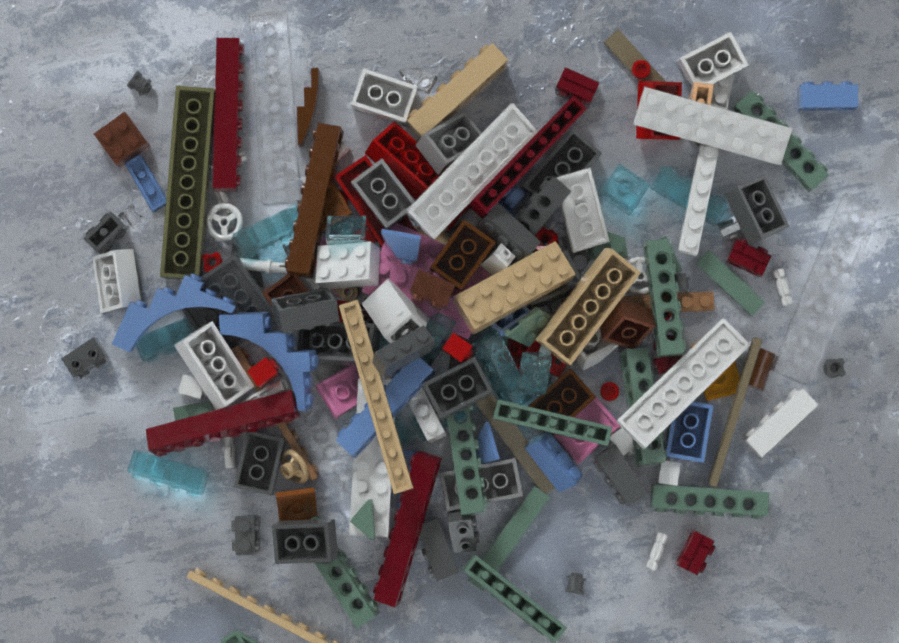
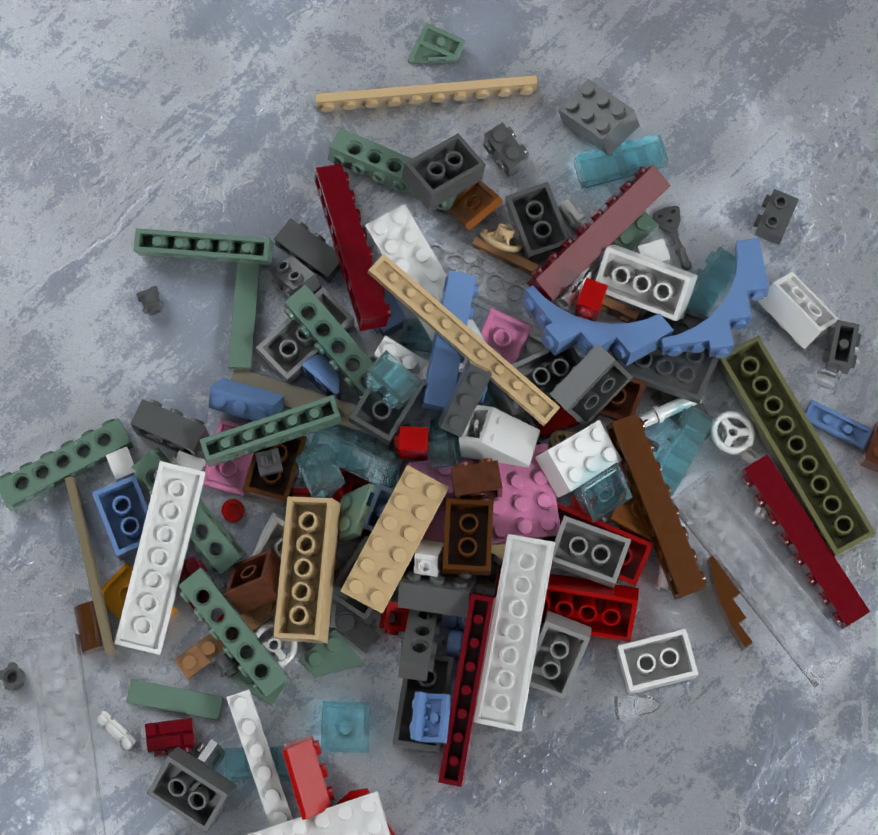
camera: 150 degrees right, 10 degrees down
(163, 514) = (598, 117): none -> dark grey brick
(165, 398) = (672, 229): none -> dark grey piece
(208, 258) = (721, 382): red brick -> none
(365, 519) = (396, 221): sand green slope -> none
(403, 245) = (536, 508): medium blue slope -> none
(447, 393) = (391, 380): none -> clear light blue brick
(458, 91) = (584, 713): tan brick -> none
(566, 151) = (430, 717): none -> medium blue bracket
(566, 403) = (269, 462): none -> flat silver tile
(576, 84) = (464, 803): dark red brick -> none
(583, 211) = (375, 671): white tile -> none
(657, 551) = (88, 383): white axle -> none
(674, 165) = (308, 776): none -> slope
(695, 553) = (48, 404): dark red brick -> none
(780, 422) = (36, 587): white brick -> none

